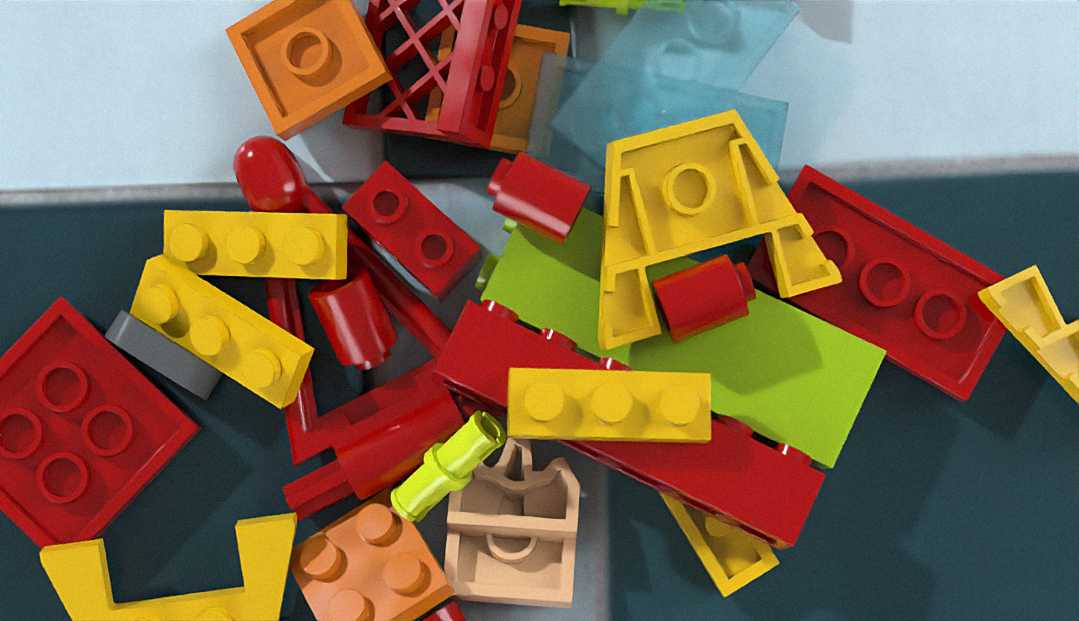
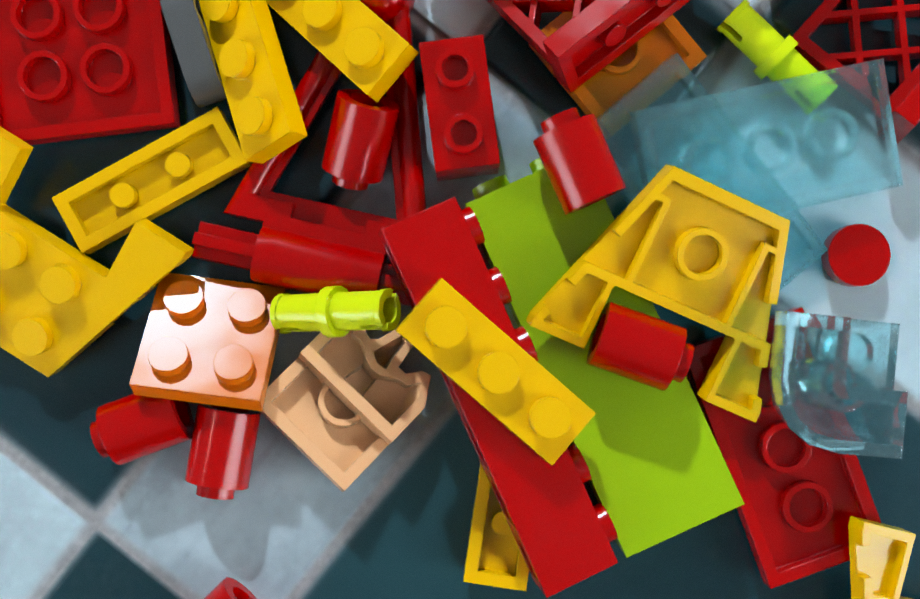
camera: 35 degrees right, 5 degrees up
(216, 489) = (151, 181): none -> yellow plate
(814, 89) = (856, 255): none -> red tile
(874, 198) = (837, 383): none -> clear light blue brick

